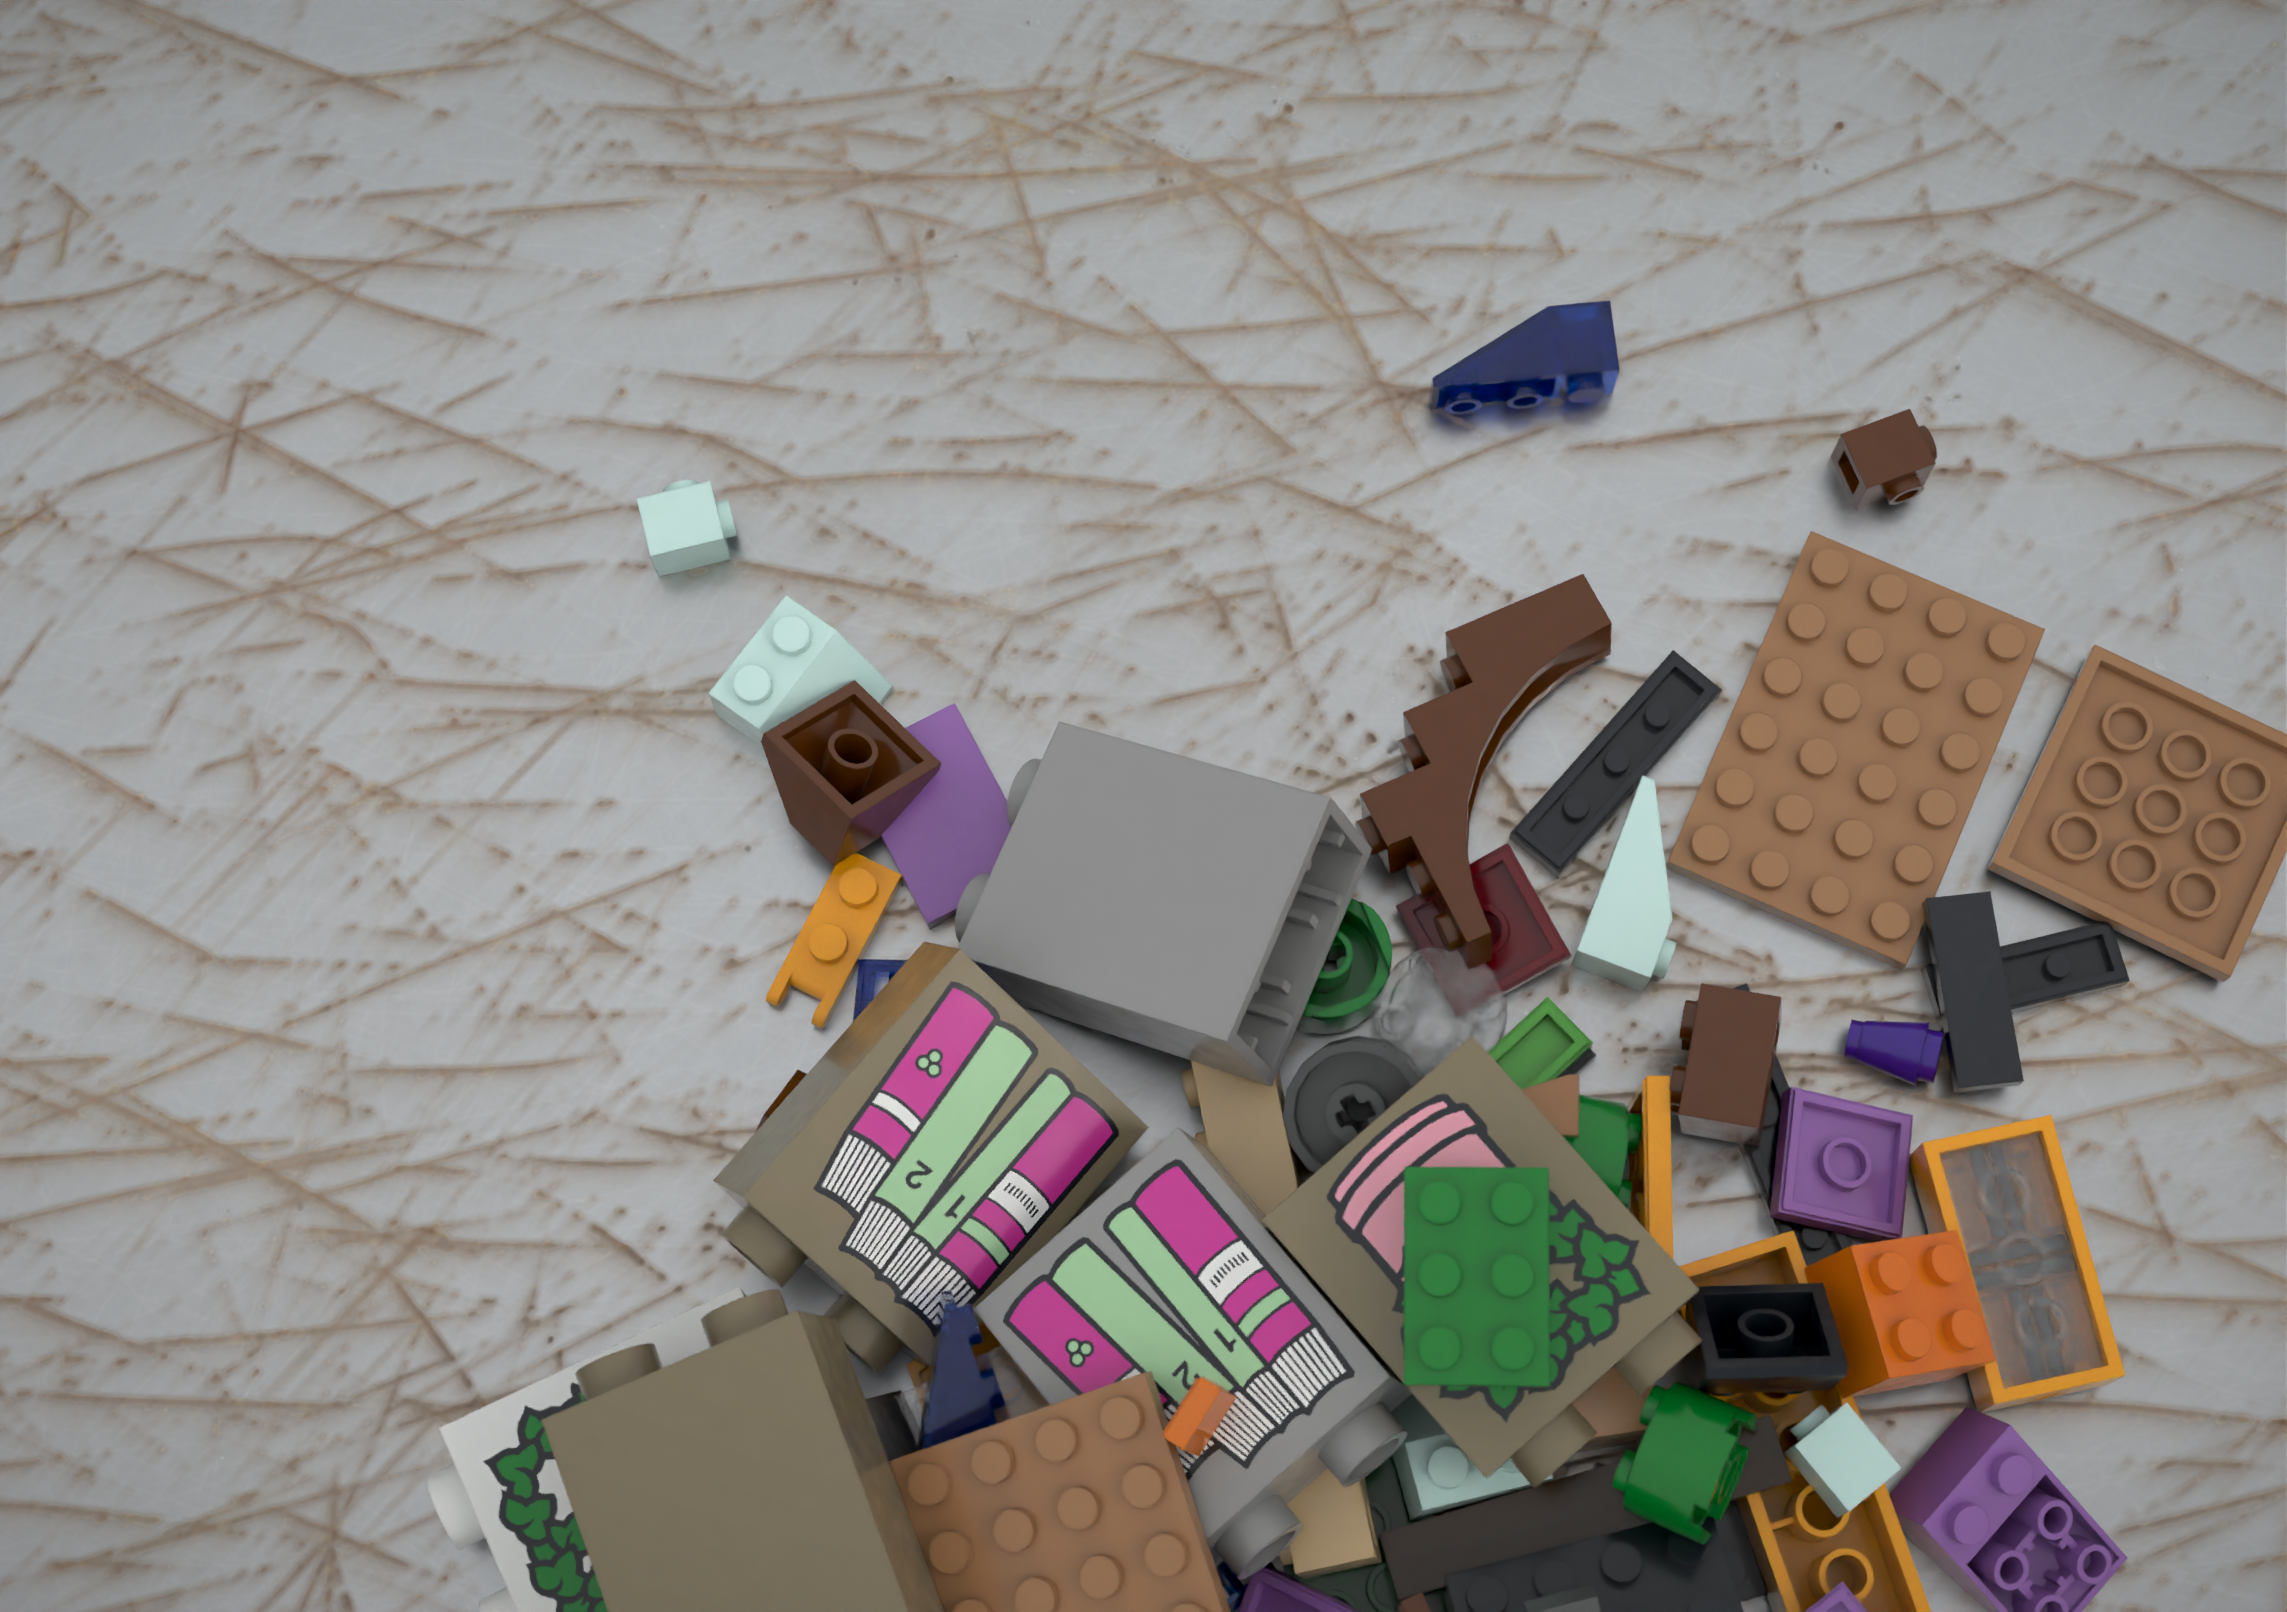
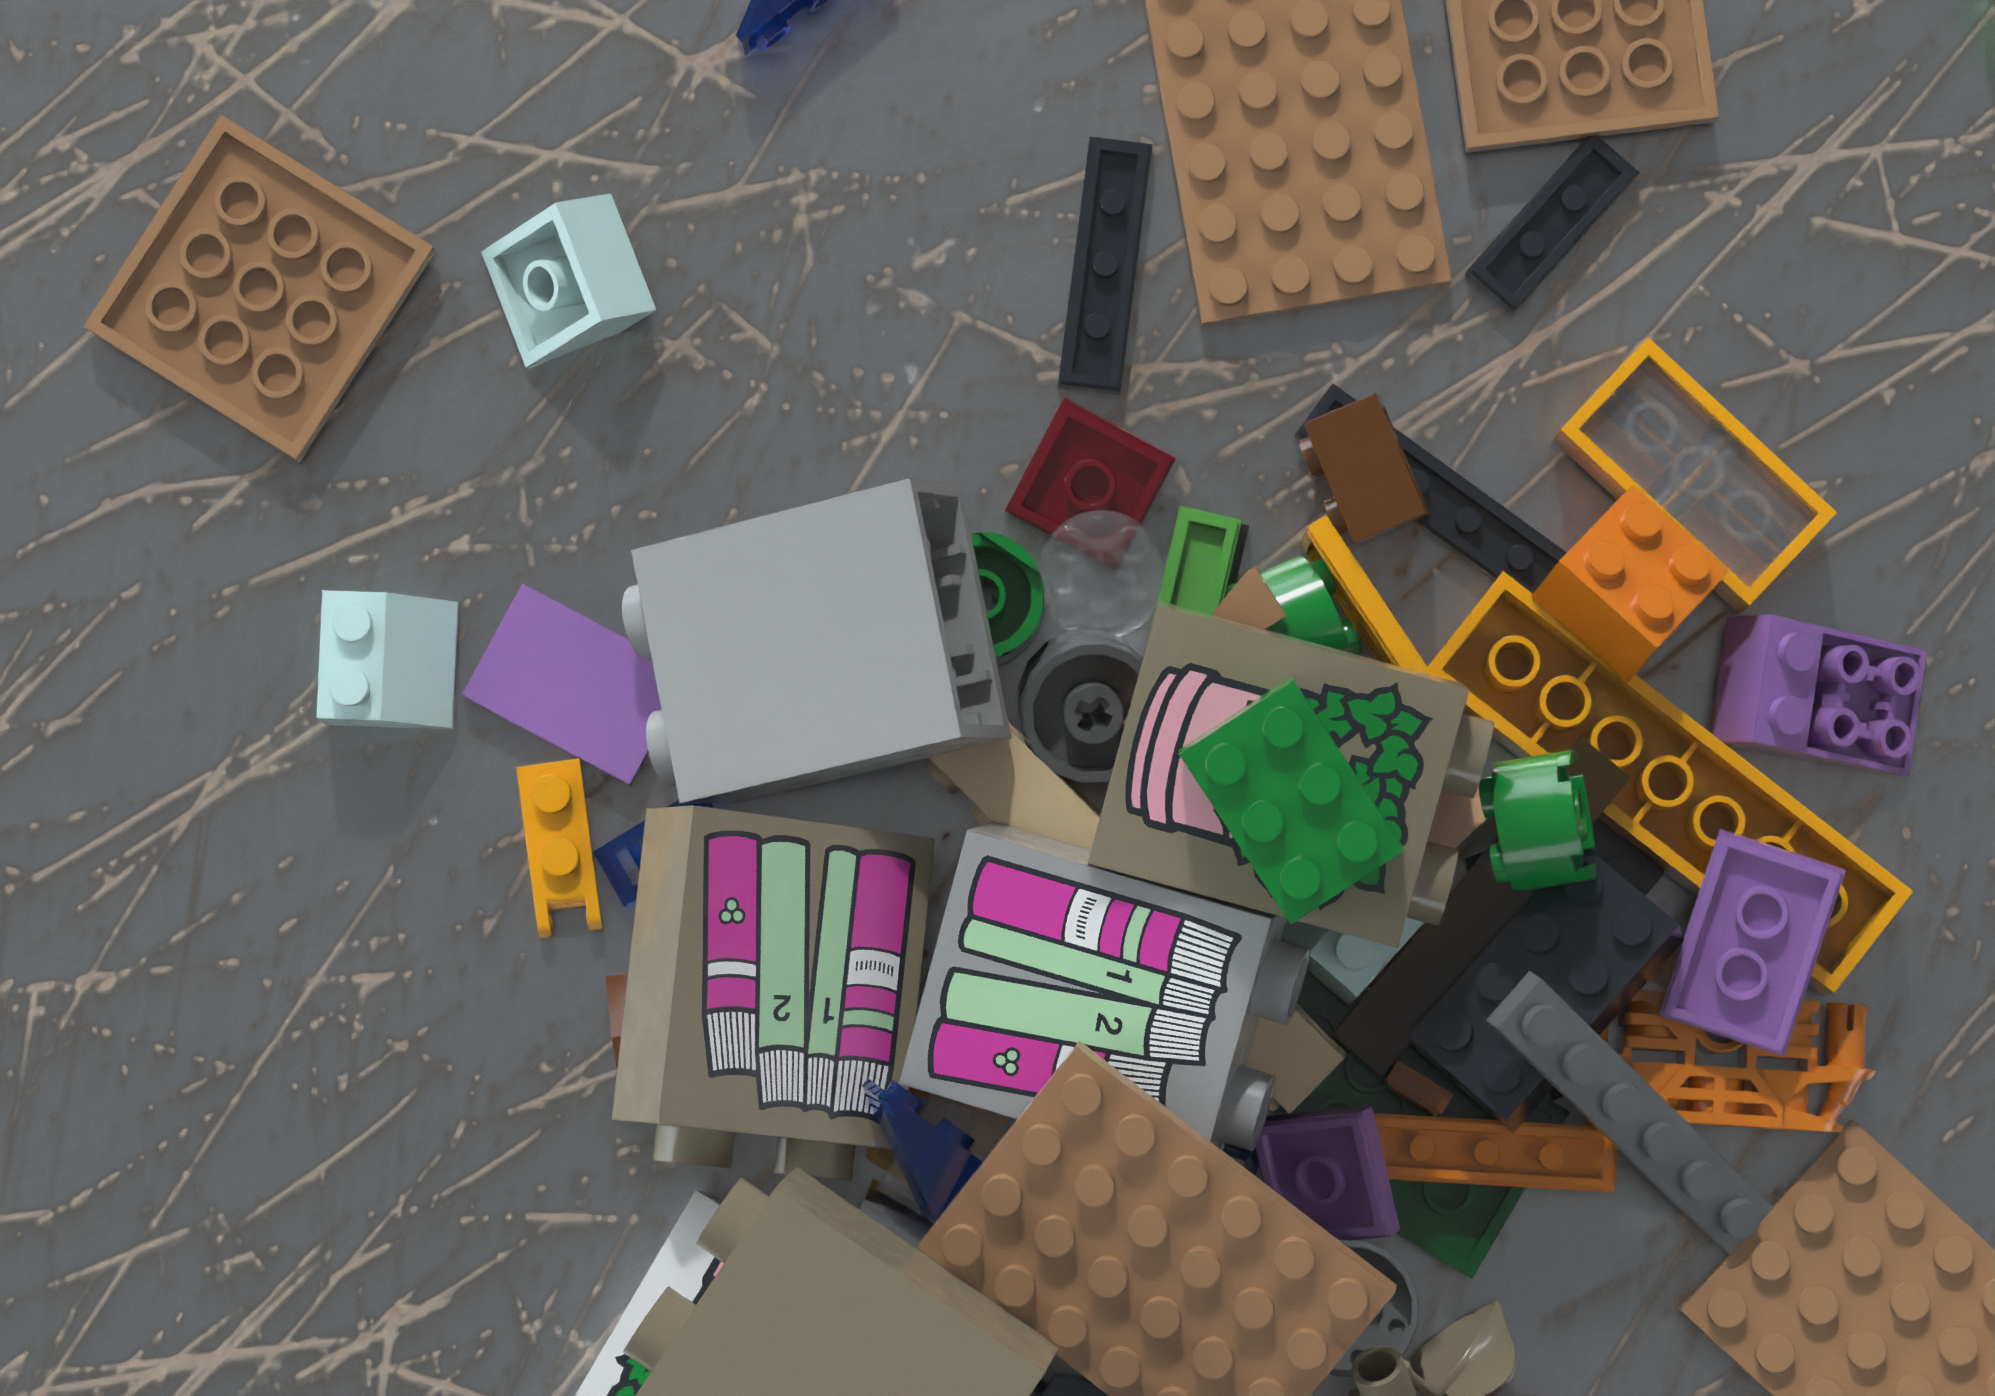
camera: 30 degrees left, 10 degrees up
(686, 526) = (189, 582): light aqua brick -> none
(846, 770) = (475, 704): reddish brown slope -> none
(909, 336) = (260, 288): none -> medium nougat plate
(1163, 485) = (568, 278): none -> light aqua slope
(1198, 1416) = (1141, 1051): orange tile -> none
(1495, 677) = (961, 250): reddish brown arch -> none
(1633, 905) = (1197, 381): light aqua slope -> none
(1764, 1340) = (1537, 681): black slope -> none
(1840, 1457) = (1656, 733): light aqua brick -> none
(1841, 1165) = (1505, 485): medium lavender tile -> none
(1896, 1048) = (1488, 357): dark purple cone -> none
(1972, 992) = (1519, 269): black tile -> none

